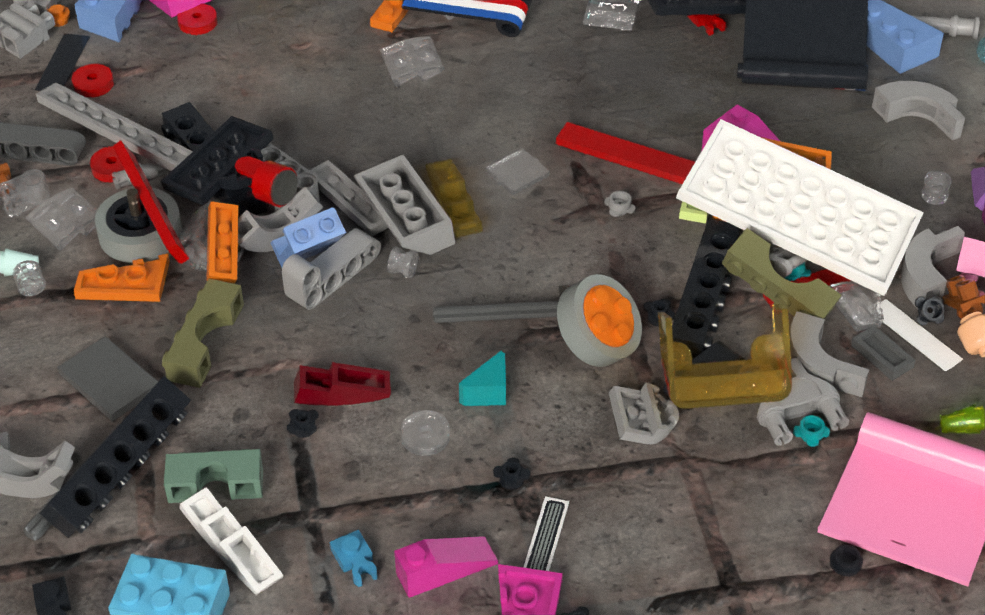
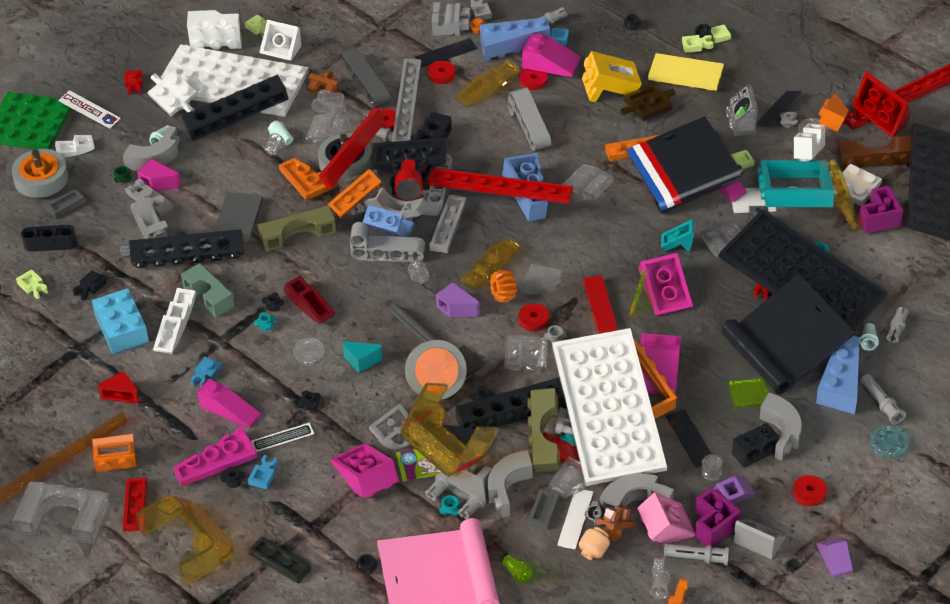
camera: 55 degrees right, 0 degrees up
(162, 54) = (487, 84): none -> clear yellow slope
(266, 45) = (522, 104): none -> light grey beam
(332, 453) = (265, 321): none -> teal plate
(361, 114) = (501, 185): none -> red tile
(371, 103) = (526, 168): none -> medium blue wedge
(407, 206) = (455, 247): light grey slope -> none
(489, 254) = (457, 302): none -> medium lavender slope
(510, 200) = (503, 286): none -> orange gear
(572, 207) = (533, 310): none -> red piece
(577, 33) = (679, 235): none -> teal slope
(600, 588) = (264, 474): none -> dark azure plate
(626, 241) = (526, 352): none -> clear slope
(631, 105) = (637, 292): none -> clear neon green piece
(634, 82) = (665, 284): none -> dark pink slope
(686, 477) = (366, 470): none -> dark pink slope
(712, 427) = (415, 465): none -> sticker
(844, 110) = (748, 393): none -> clear neon green piece
(891, 187) = (689, 437): none -> black sticker
(935, 138) = (755, 445): none -> black brick

